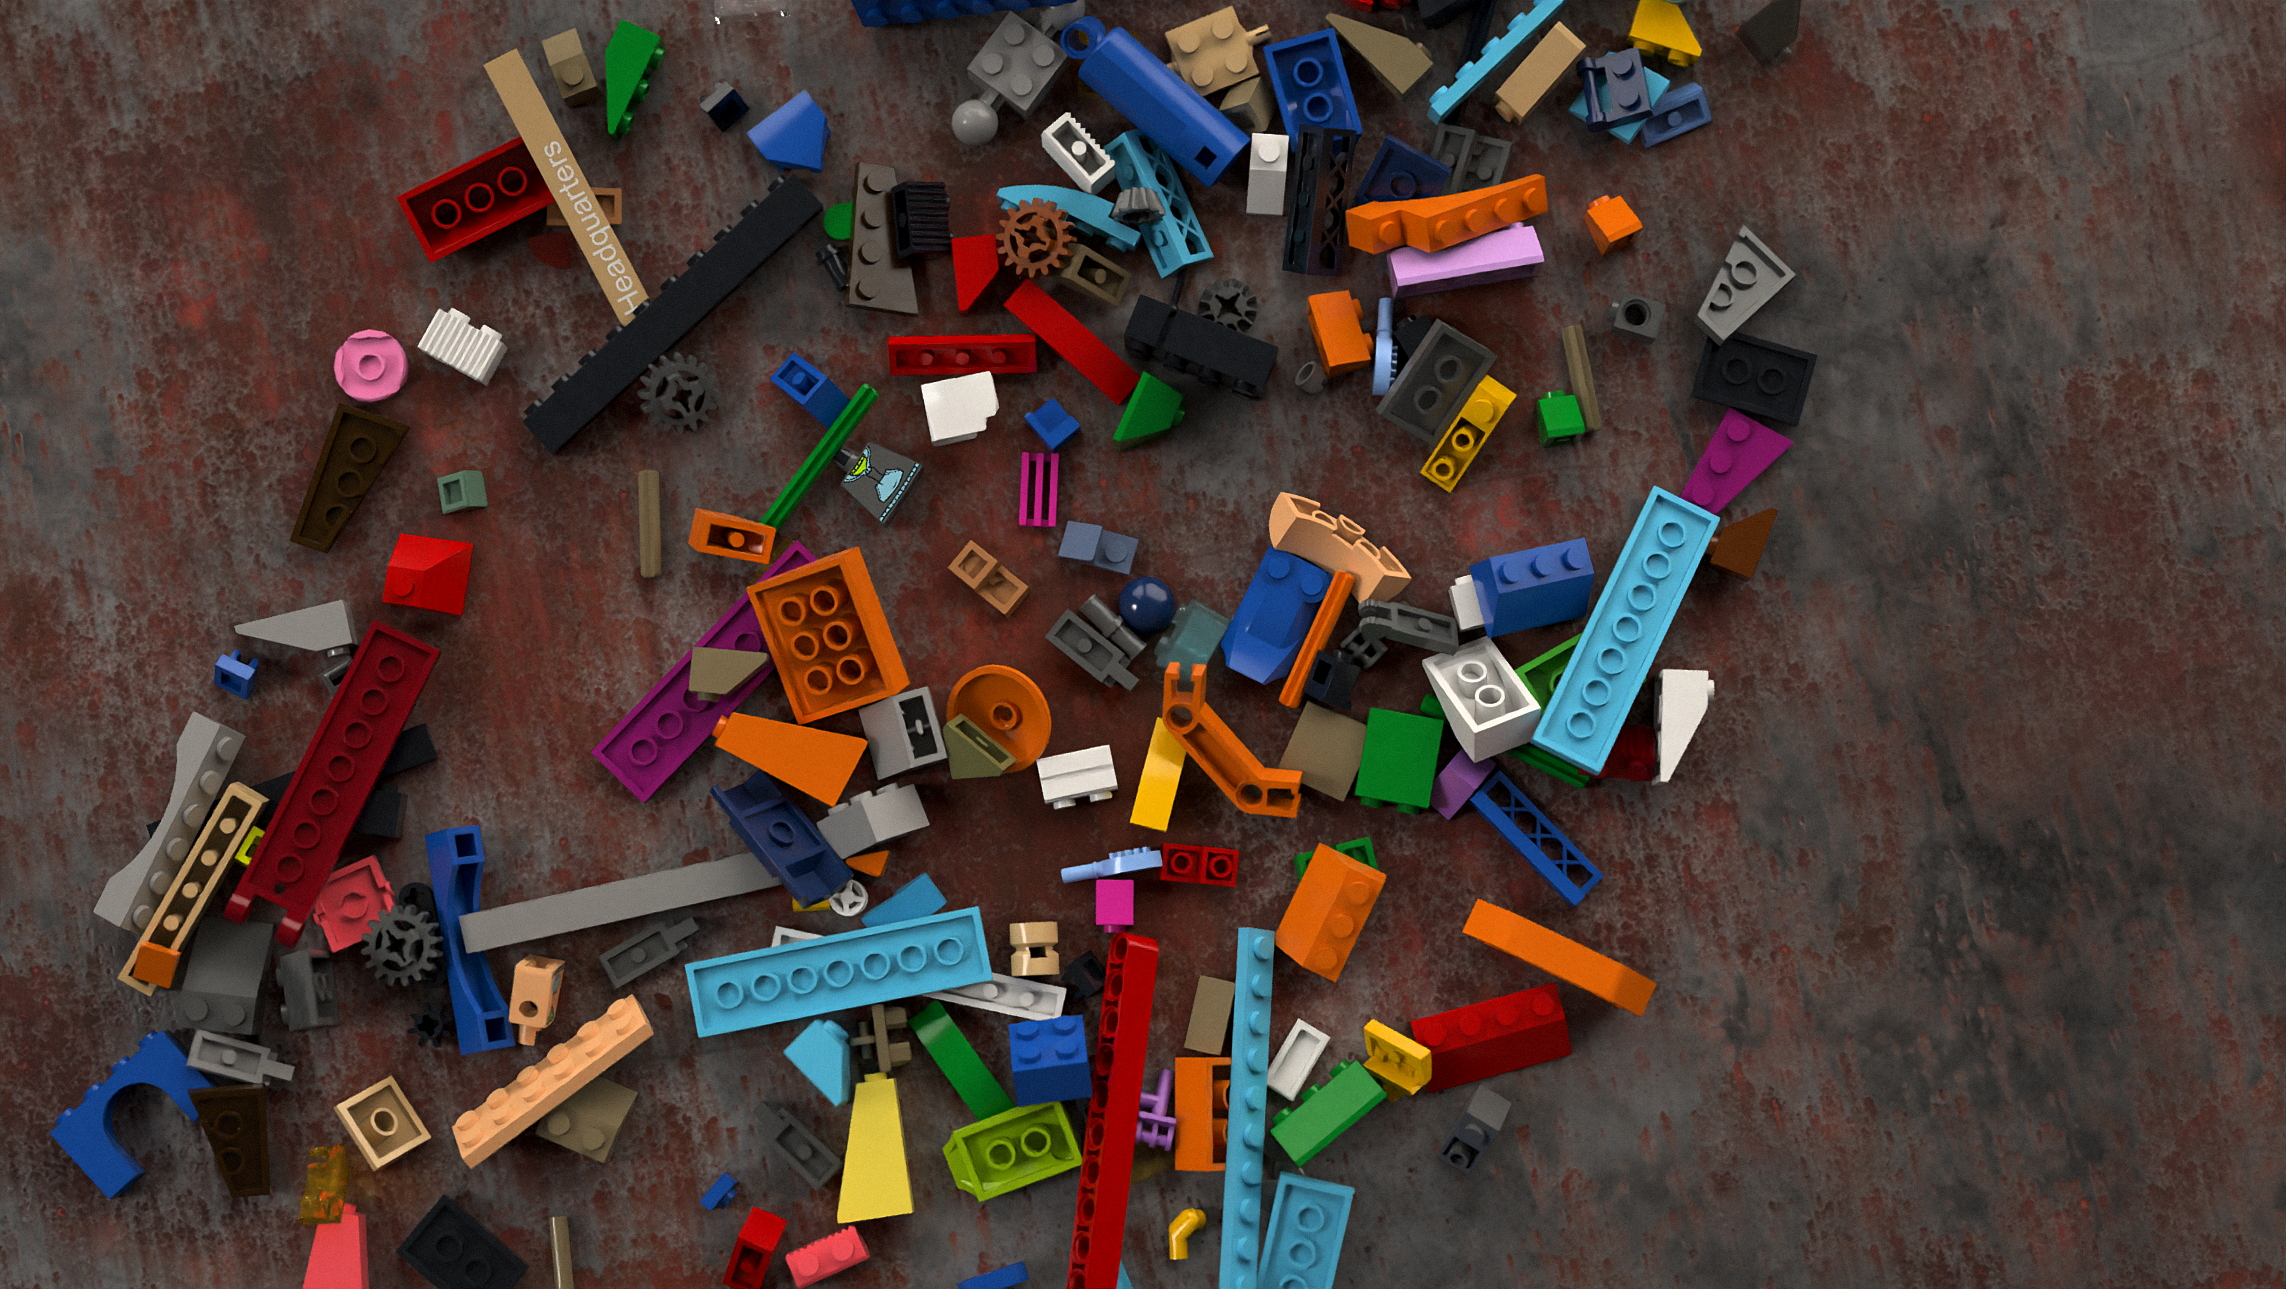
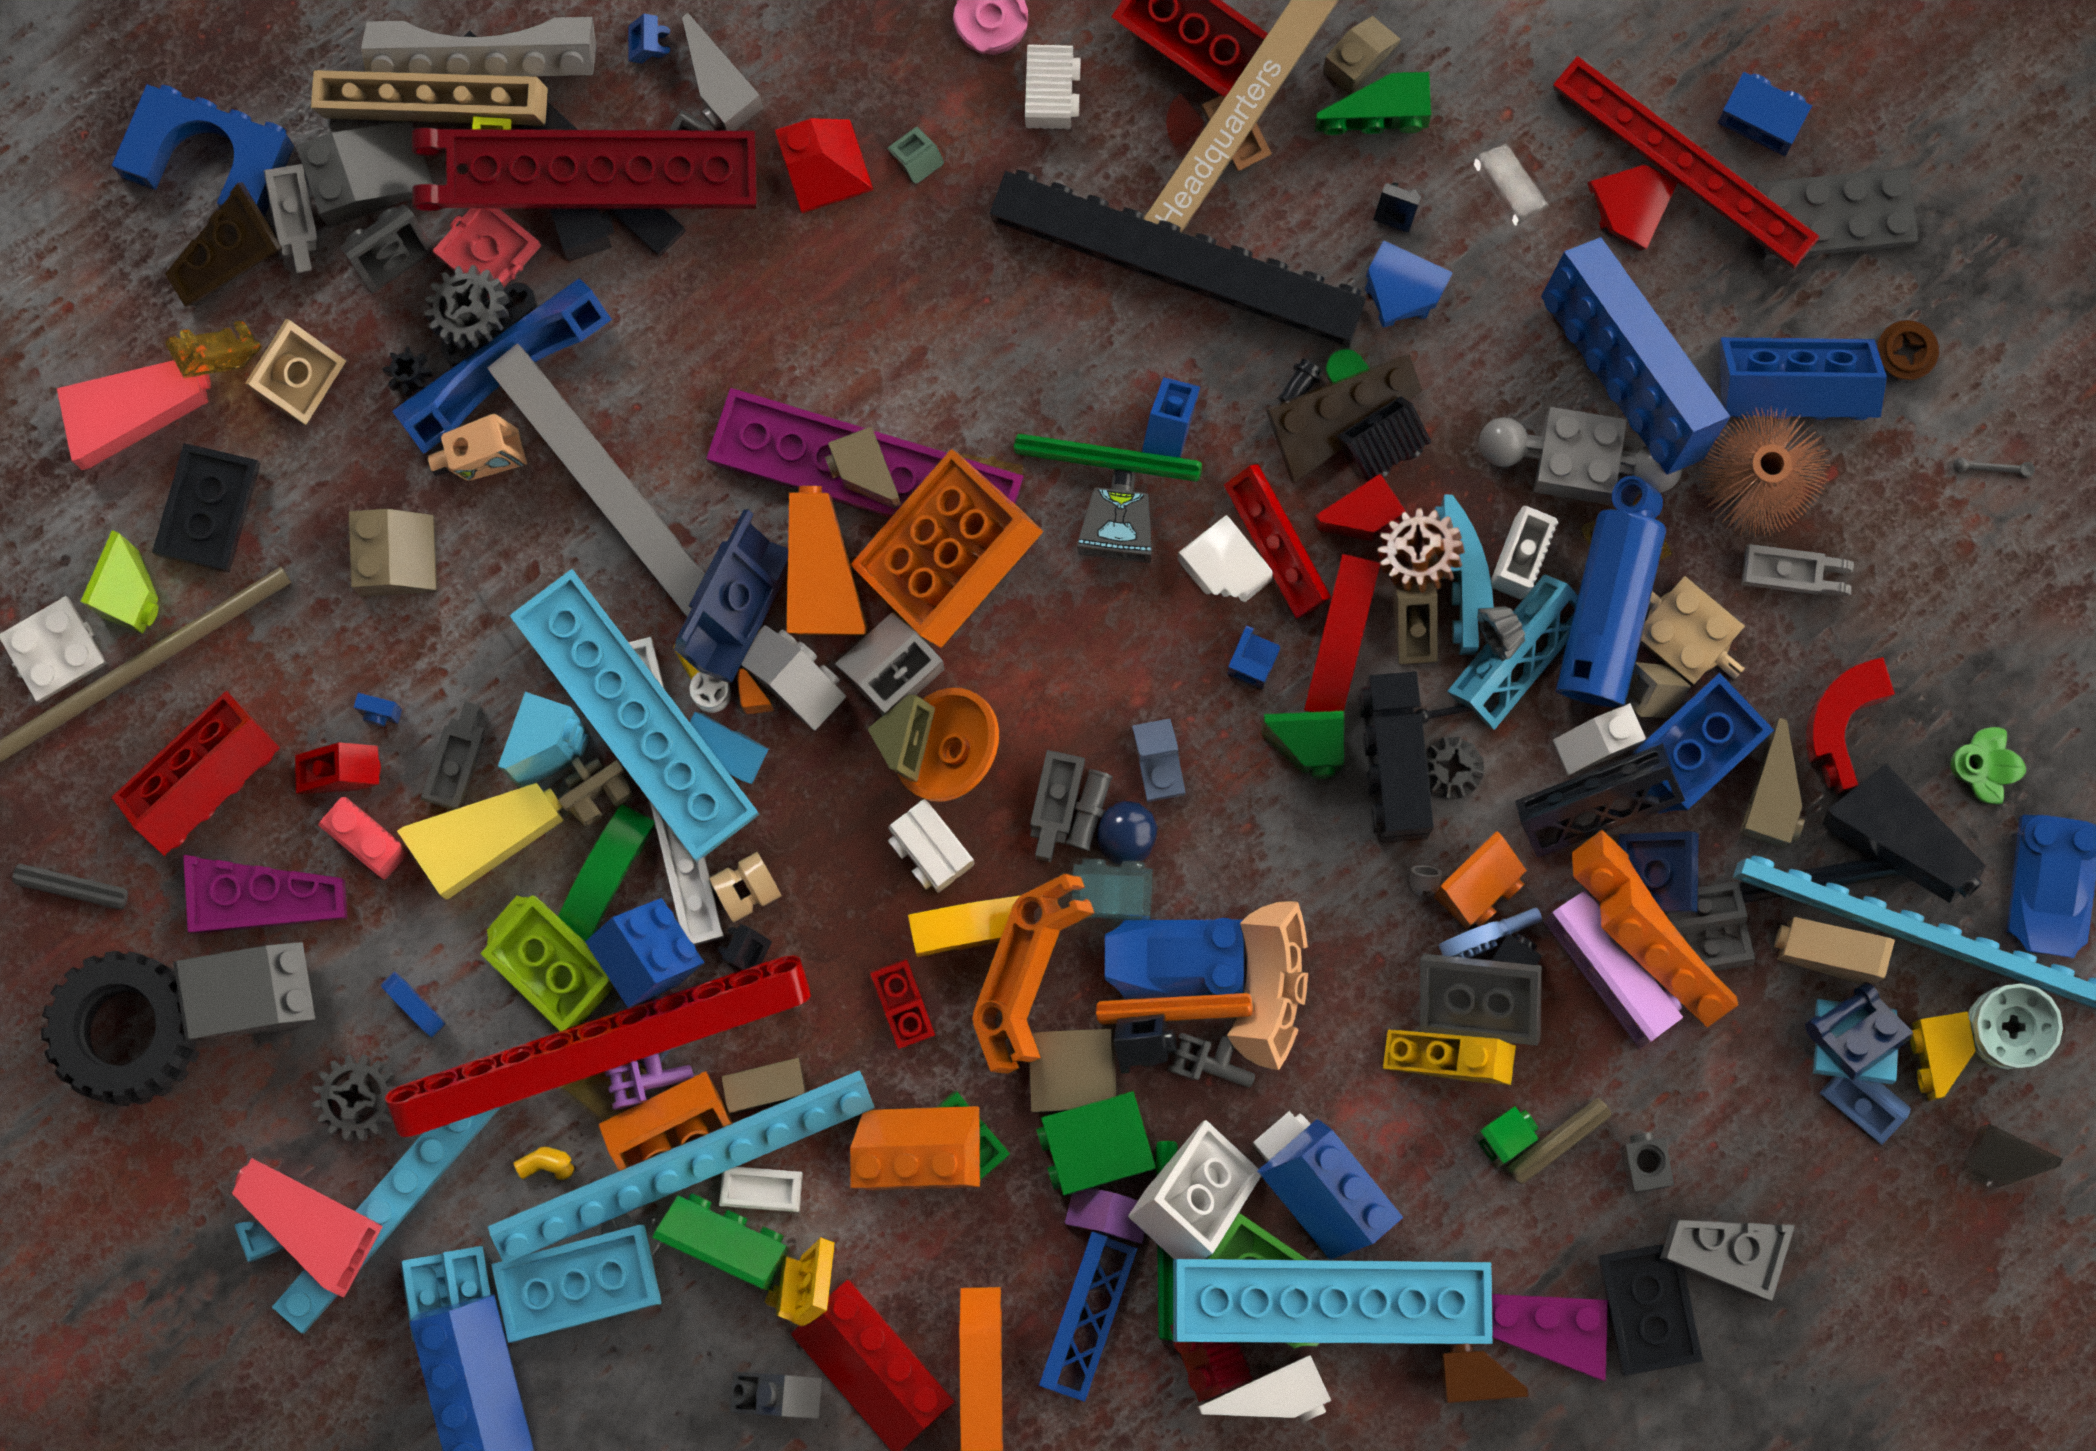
camera: 65 degrees right, 5 degrees down
(156, 964) = (342, 96): orange slope -> none
(346, 470) = (882, 42): dark brown wing -> none
(551, 1080) = (407, 503): light nougat plate -> none
(647, 950) = (571, 531): dark grey hinge -> none
(649, 524) = (971, 336): dark tan axle -> none
(665, 398) = (1093, 291): dark grey gear -> none
(731, 536) = (995, 414): orange slope -> none
(989, 579) = (1077, 672): medium nougat slope -> none
(1039, 458) = (1215, 662): dark pink tile -> none
(1115, 904) = (824, 942): dark pink brick -> none
(1119, 863) = (865, 925): light blue piece -> none
(1409, 625) = (1231, 1089): dark grey hinge -> none
(1612, 224) = (1725, 1094): orange slope -> none

